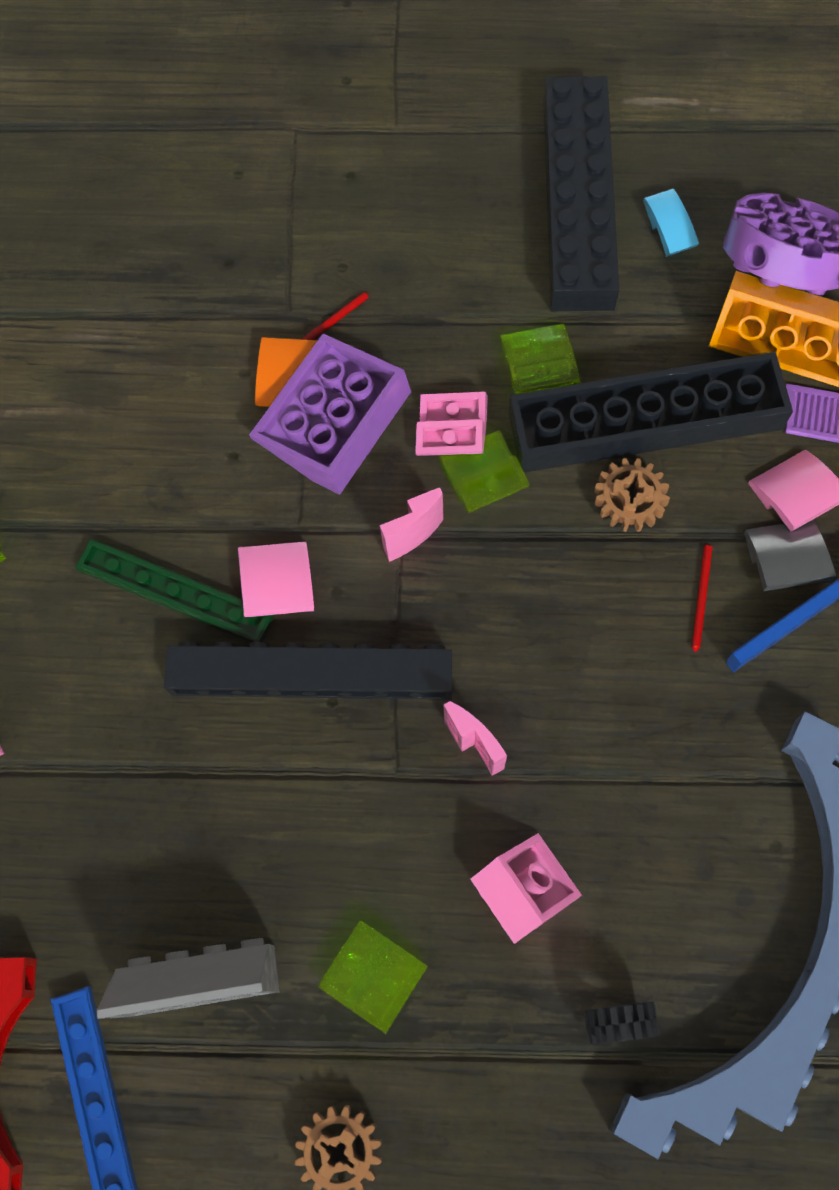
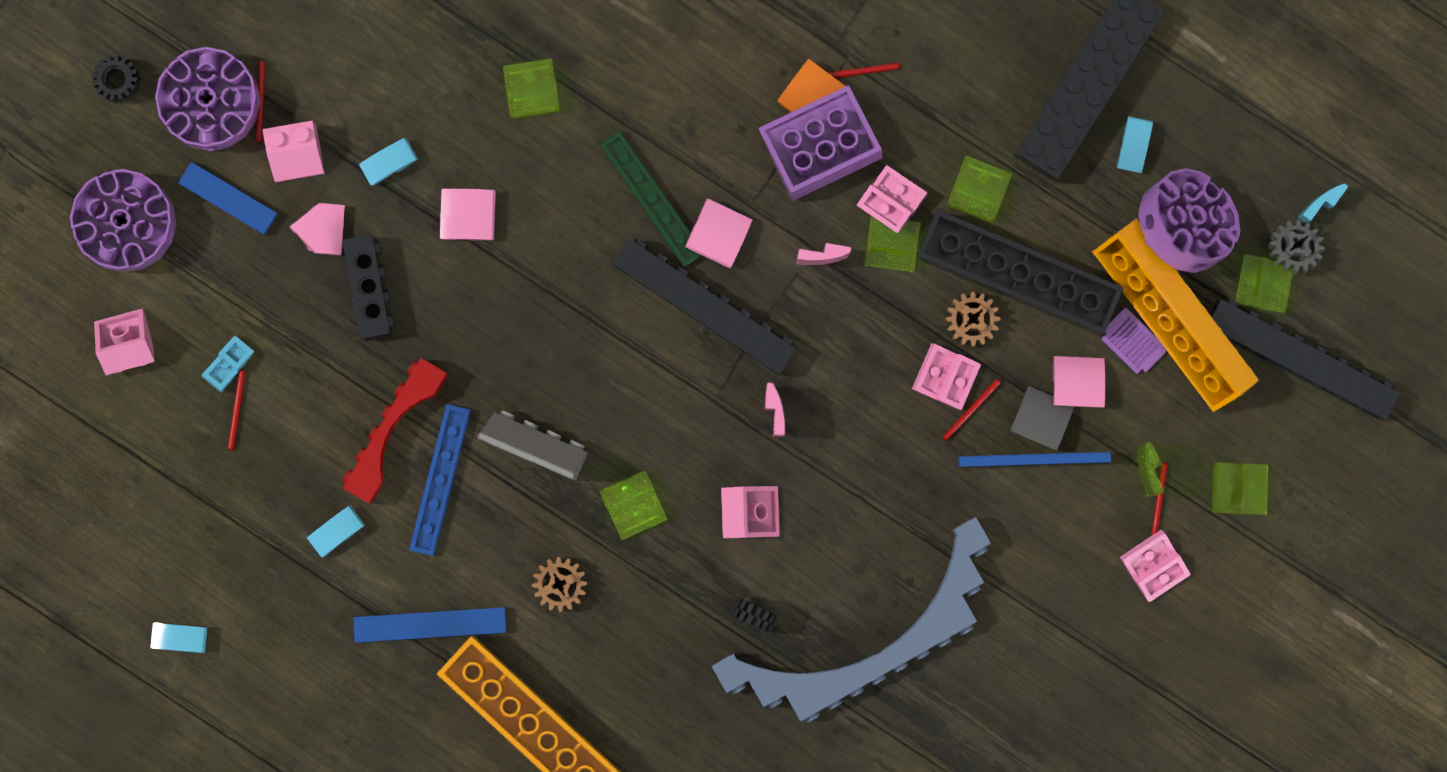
camera: 20 degrees right, 15 degrees up
(647, 577) = (946, 376): none -> bright pink slope

